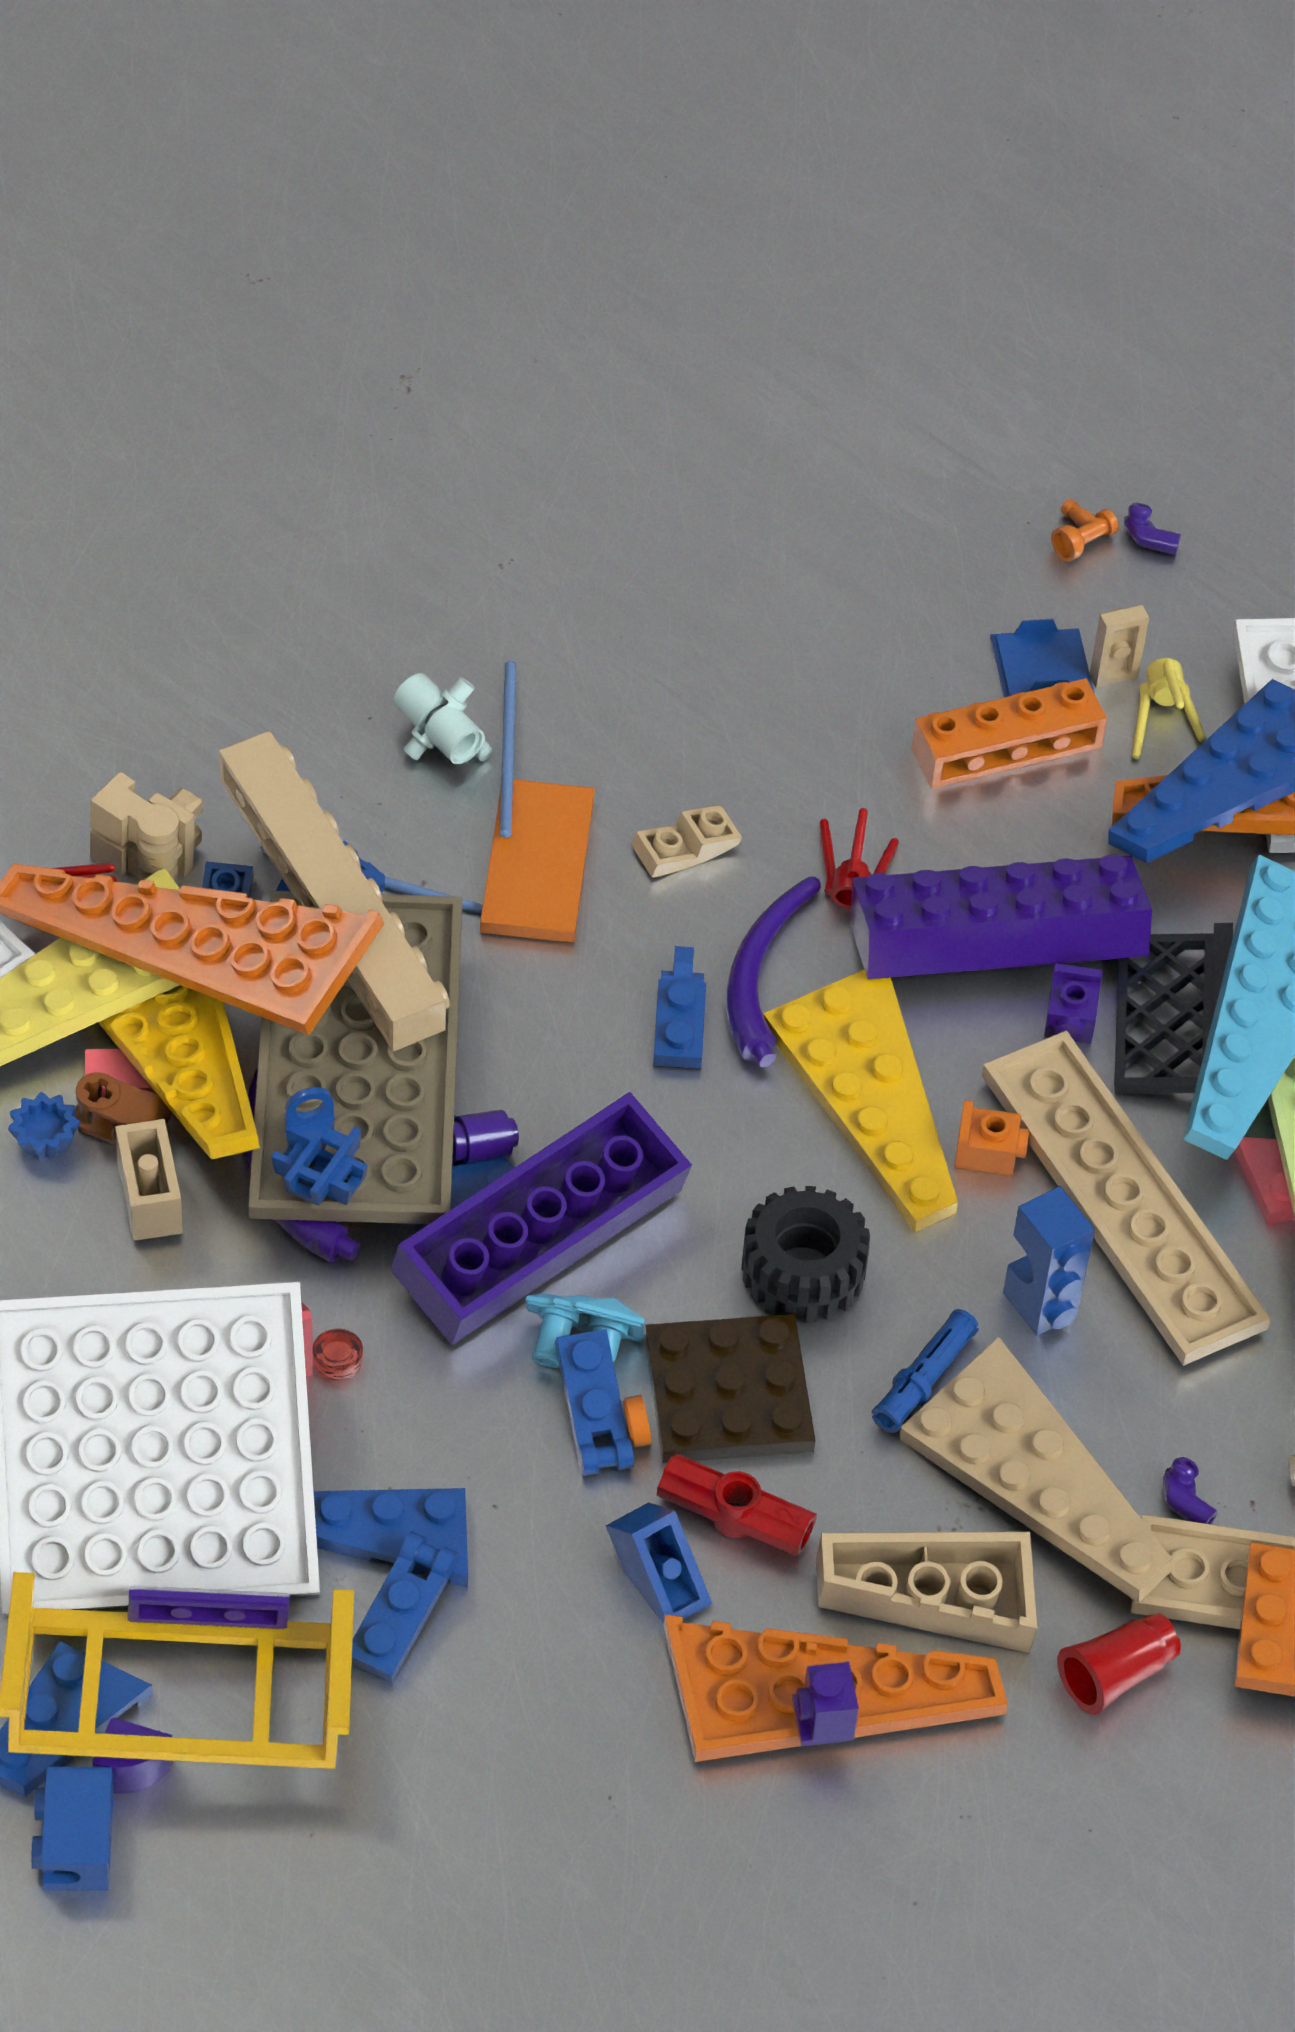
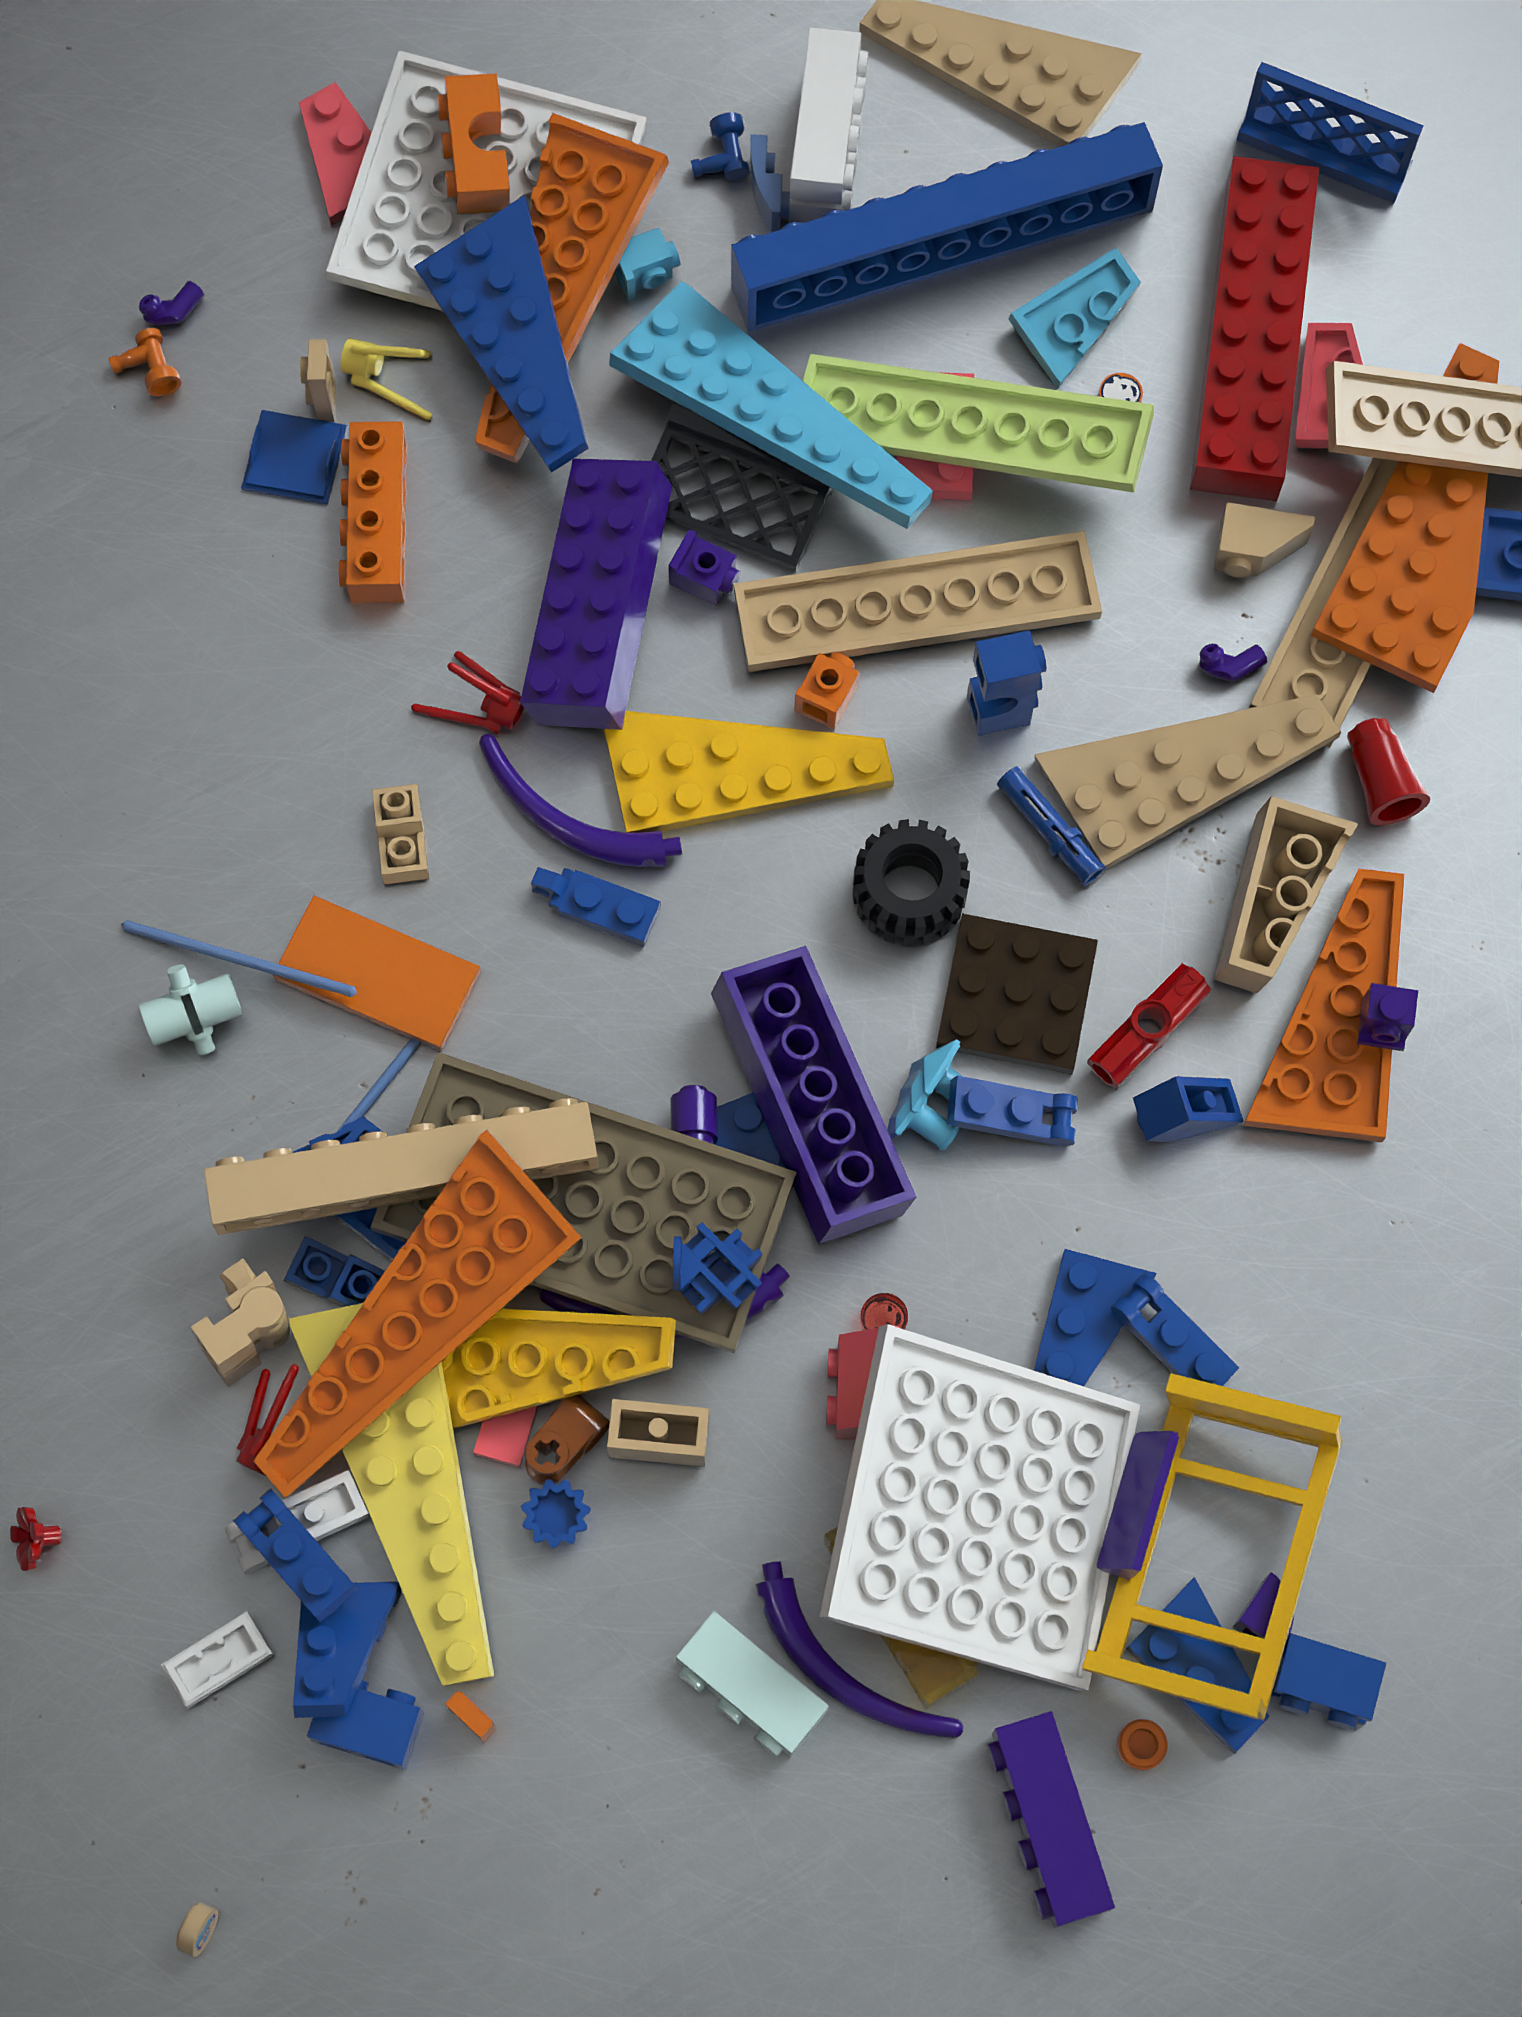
camera: 70 degrees left, 20 degrees up
(637, 1421) = (1038, 1079): orange tile -> none

